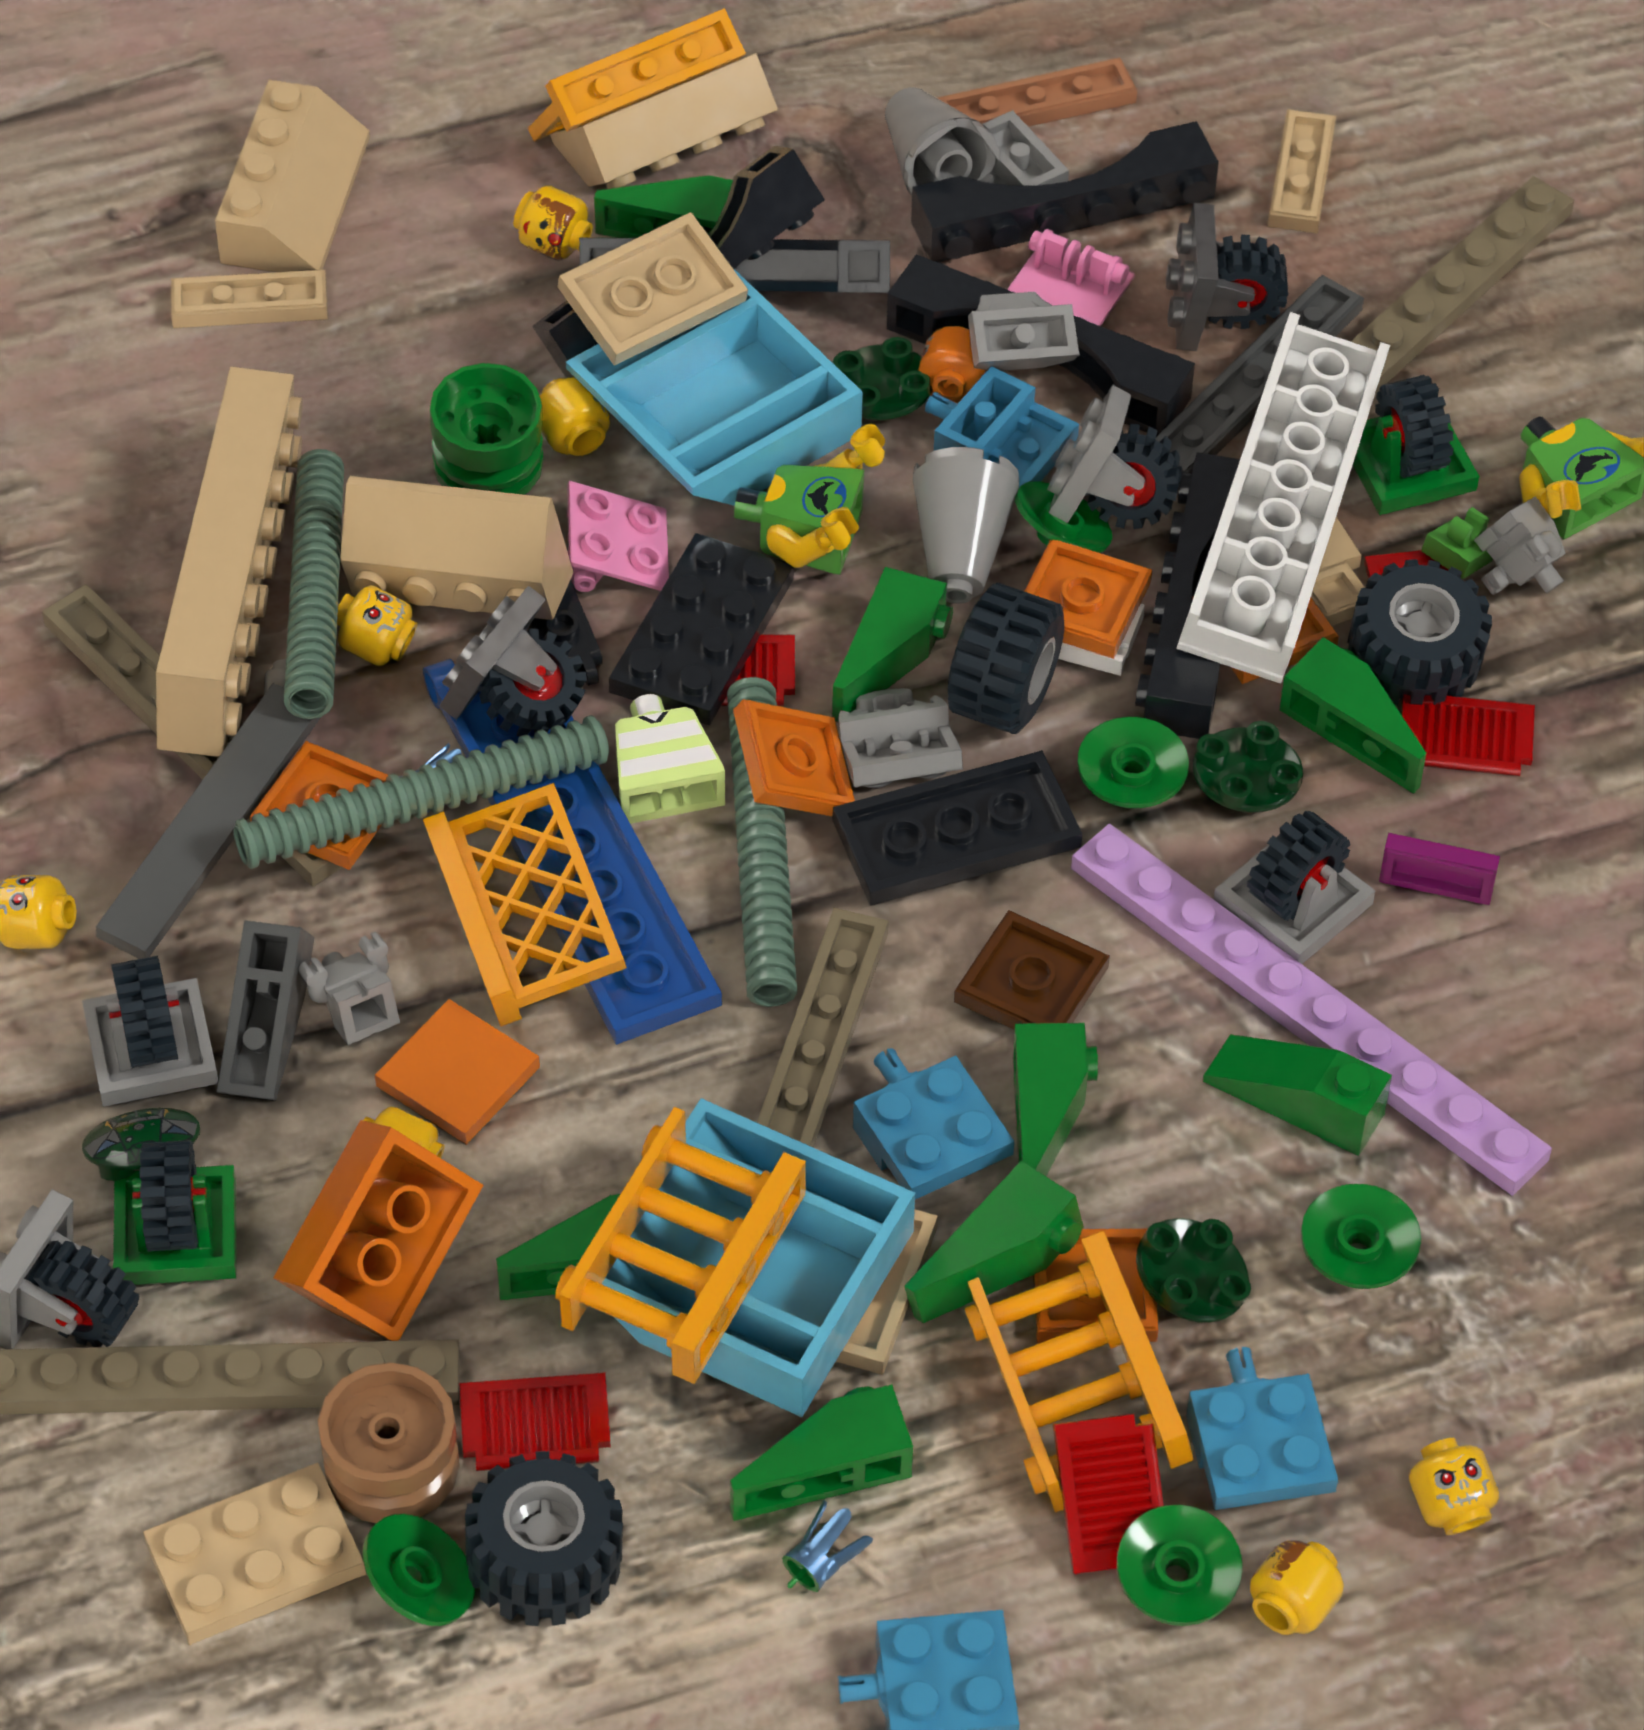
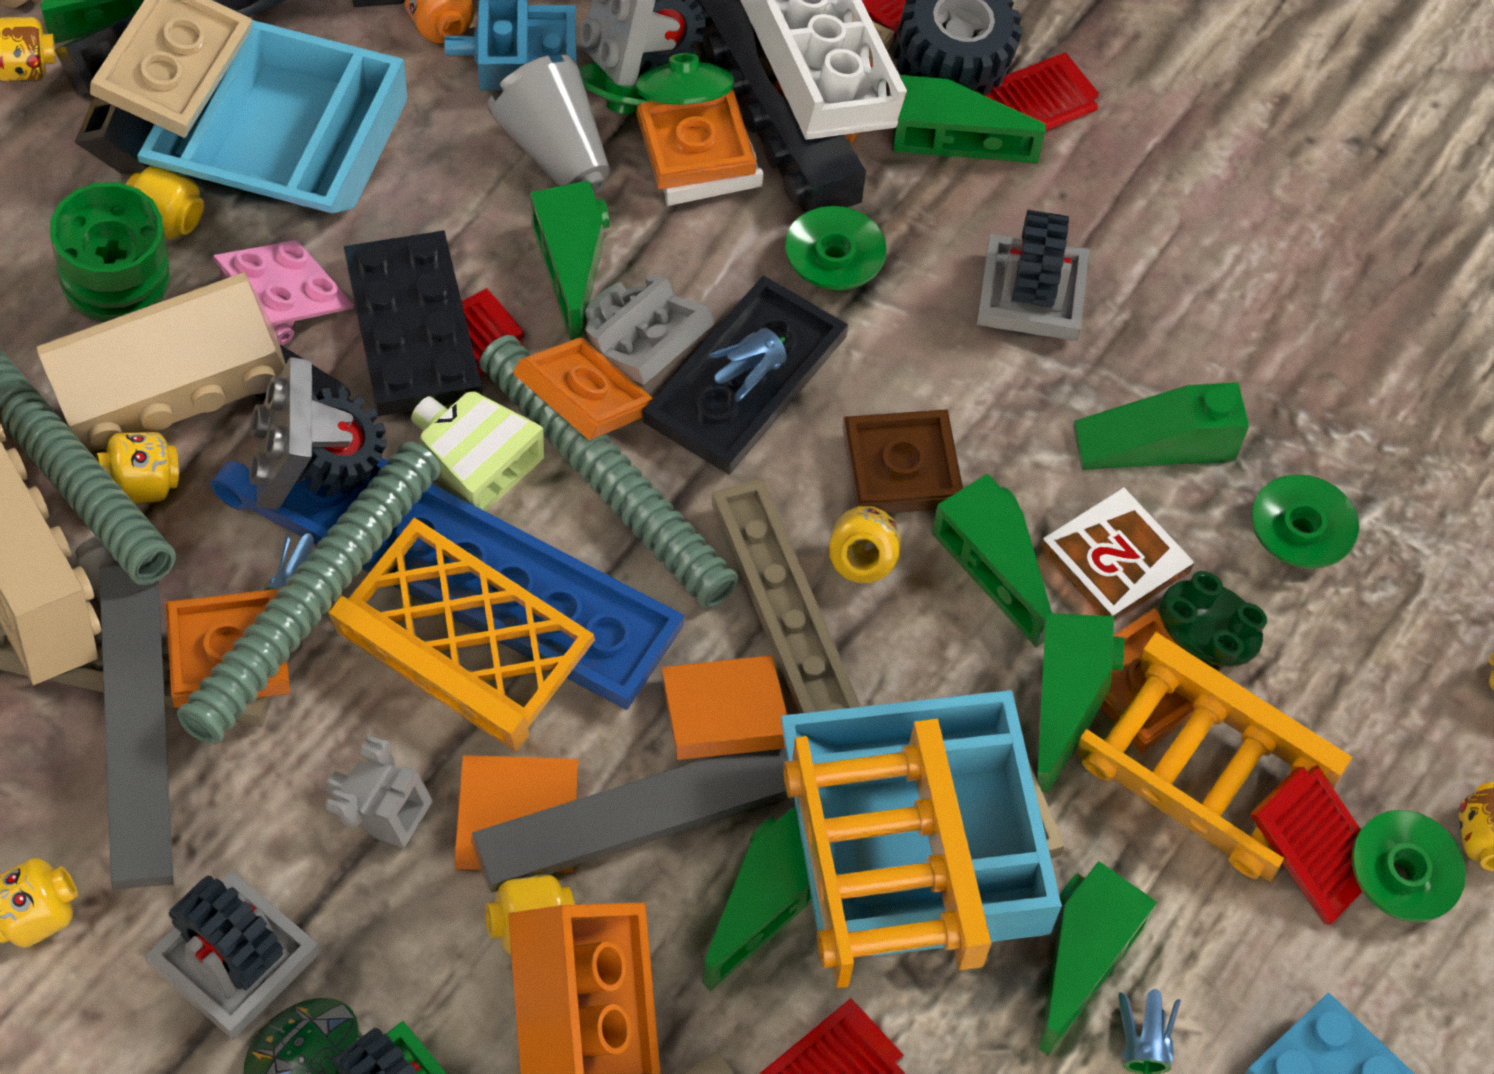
camera: 40 degrees left, 5 degrees up
(264, 1009) = (316, 865): dark grey slope -> none
(518, 1115) = (629, 815): none -> dark grey tile
(688, 1068) = (724, 707): none -> orange tile
(816, 508) = (429, 175): torso -> none
(887, 378) = (397, 36): dark green dish -> none
(926, 1023) = (857, 559): none -> yellow head
(929, 1125) = (931, 627): dark azure plate -> none
(964, 812) = (757, 350): none -> flat silver piece
(1005, 658) = (689, 214): black wheel -> none
(1113, 541) = (685, 81): none -> green dish
(1161, 1167) = (1117, 555): none -> tile
(1248, 768) = (917, 206): dark green dish -> none
(1260, 1437) = (1379, 722): dark azure plate -> none
(1310, 1007) = (1102, 364): lavender plate -> none
(1439, 868) = (1116, 208): magenta tile -> none

